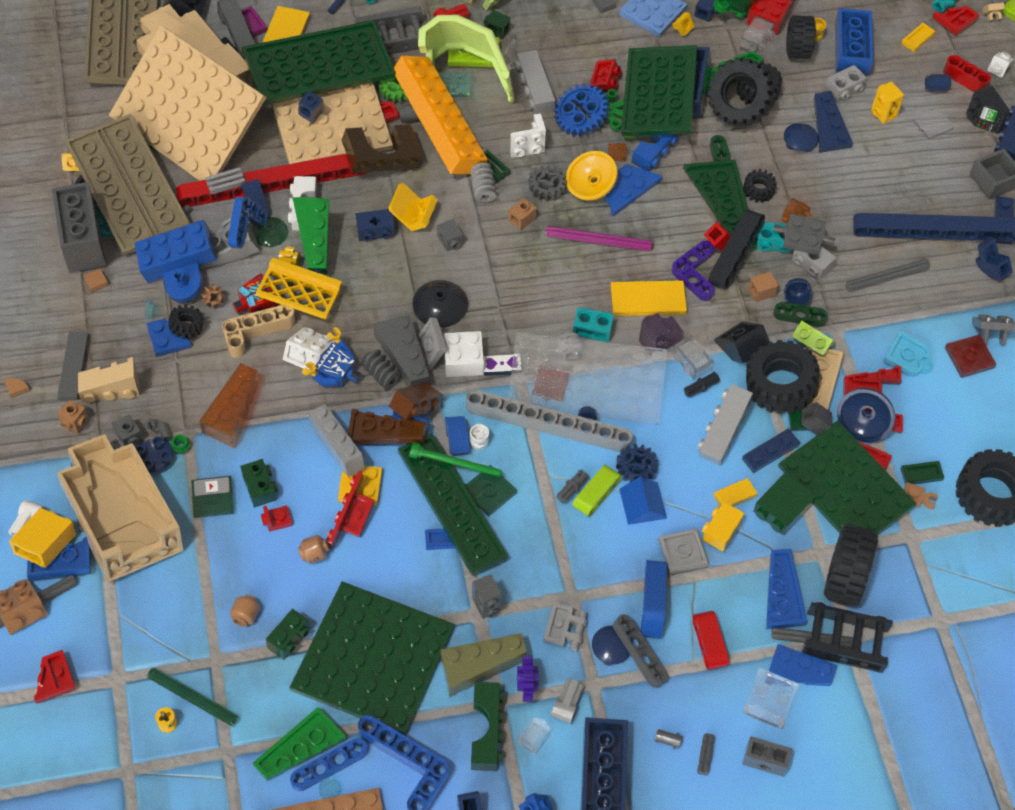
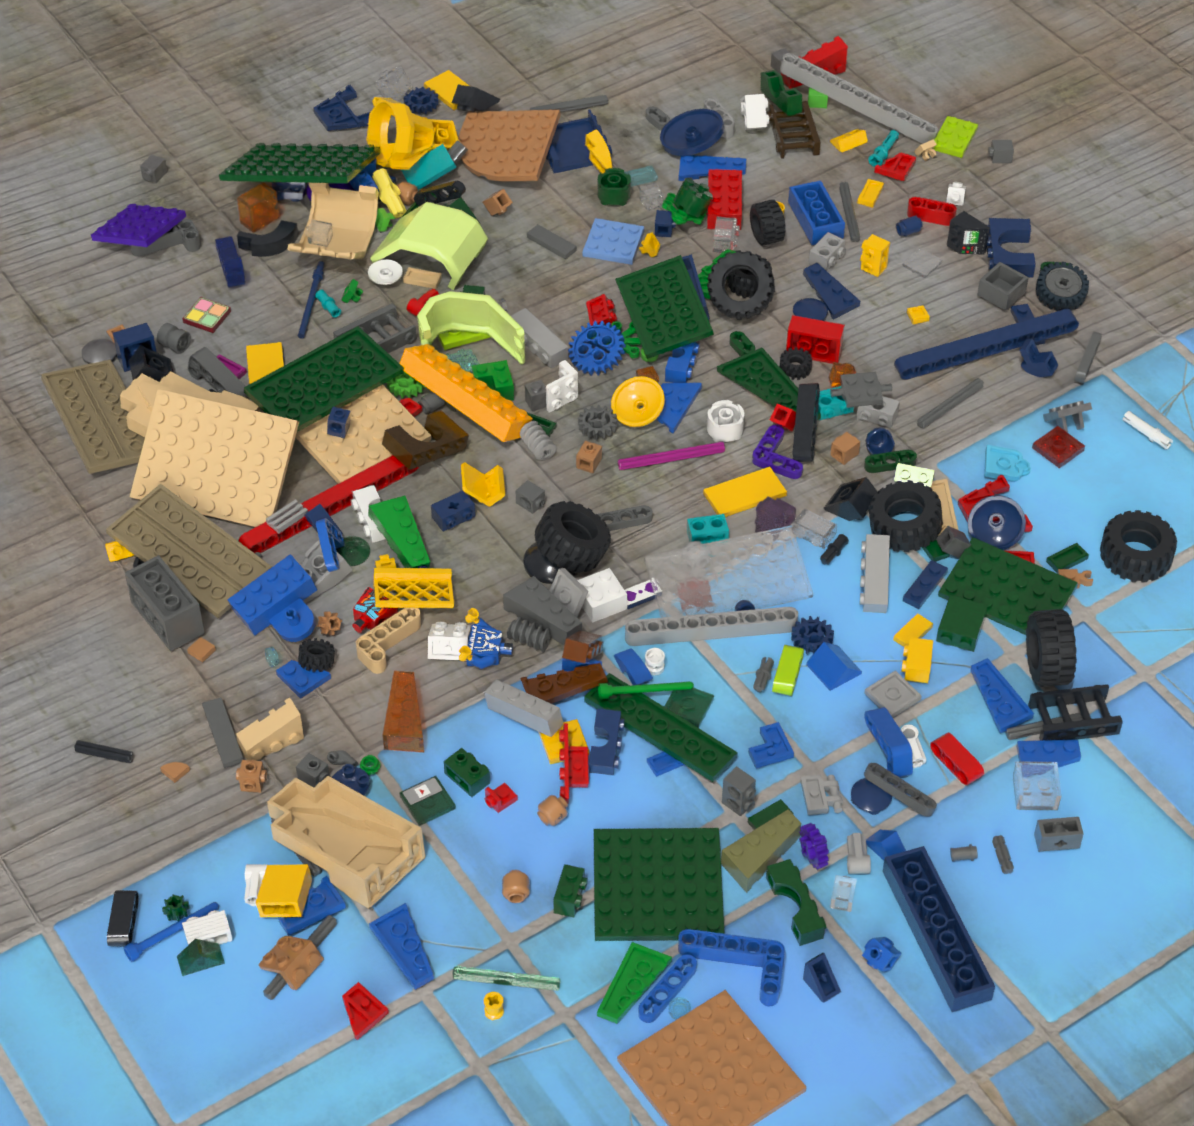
camera: 20 degrees left, 10 degrees down
(120, 626) = (402, 943): none -> blue wing
(386, 516) = (604, 759): none -> dark blue arch
(474, 277) = (572, 536): none -> black tyre
(476, 108) = (496, 376): none -> green brick
(503, 135) = (535, 395): none -> flat silver brick
(508, 628) = (767, 814): none -> dark green tile
(517, 281) = (619, 523): none -> dark grey beam
(545, 566) = (775, 748): none -> blue plate
(600, 701) = (885, 843): none -> blue slope
(663, 222) = (725, 421): none -> white brick
(673, 612) = (917, 752): none -> white piece
(792, 170) = (818, 337): none -> red brick
(888, 50) = (849, 212): none -> dark grey axle
(902, 174) = (918, 314): none -> yellow tile

